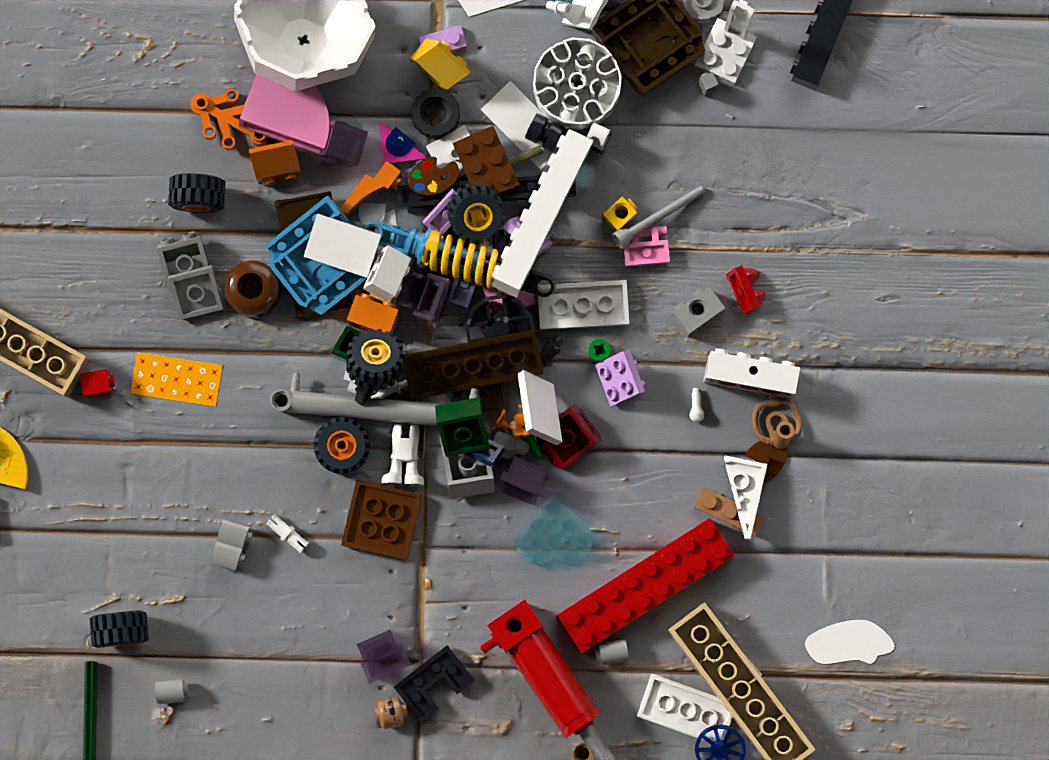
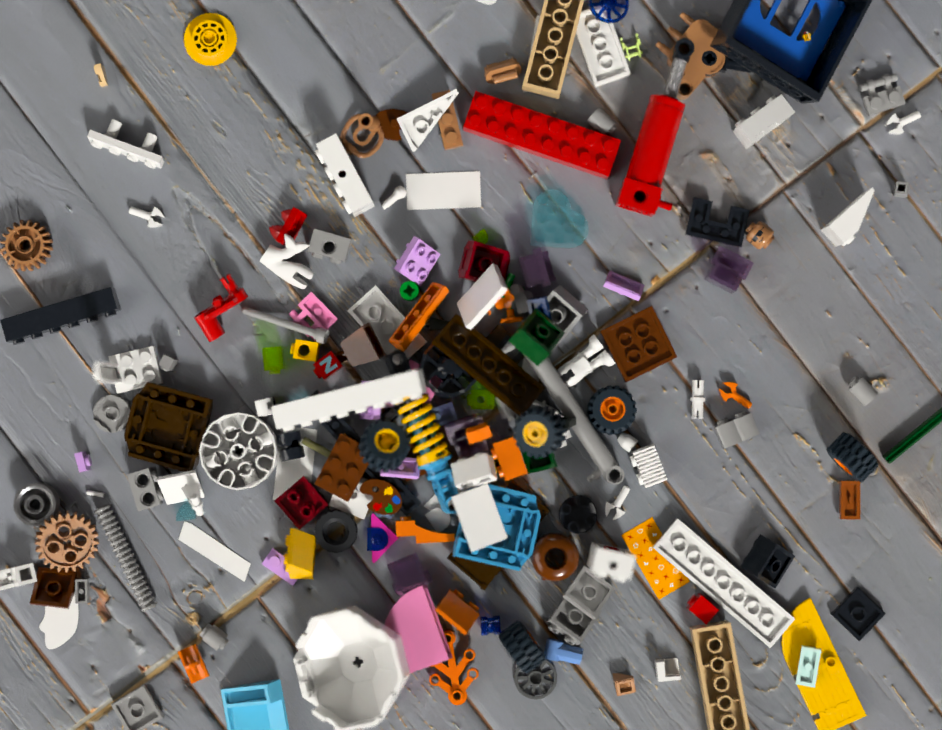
camera: 130 degrees left, 5 degrees up
(68, 308) = (667, 669): none -> white panel
(82, 597) = (849, 500): none -> dark orange plate
(88, 259) = (624, 684): none -> medium nougat slope
(89, 476) = (767, 561): none -> black slope
(103, 421) = (723, 583): none -> white plate
(159, 186) = (535, 679): none -> dark grey wheel
(166, 224) = (557, 650): none -> medium blue piece
(207, 330) = (610, 561): none -> white brick
(237, 187) = (494, 622): none -> clear blue wheel
(253, 384) = (618, 502): none -> white bar
(258, 572) = (736, 396): none -> orange bar
(264, 439) = (648, 465): none -> white brick
(273, 340) = (578, 514): none -> black dish
(301, 437) = (627, 442): none -> white hose
(418, 304) = (478, 433): none -> orange piece
(440, 341) = (487, 404): none -> clear neon green brick
(445, 549) = (624, 285): none -> lavender plate
(486, 103) = (301, 502): none -> dark red plate
(568, 339) = (418, 316): none -> orange brick
(582, 265) = (361, 347): none -> torso
(590, 222) = (327, 366): none -> red brick
(596, 455) = (481, 236): none -> clear neon green hinge
(635, 179) = (273, 359): none -> clear neon green brick
(652, 735) = (638, 53): none -> yellowish green piece
(667, 456) = (443, 190): none -> white sticker
(719, 149) = (207, 318): none -> red piece
(723, 251) = (287, 270): none -> white piece
(733, 598) = (502, 71): none -> medium nougat piece
(857, 171) = (147, 215): none -> white bar
(908, 53) = (38, 245): none -> medium nougat gear
(942, 191) = (132, 152): none -> white plate
(977, 355) = (210, 39): none -> yellow wheel
(1024, 232) = (100, 70): none -> tan tile

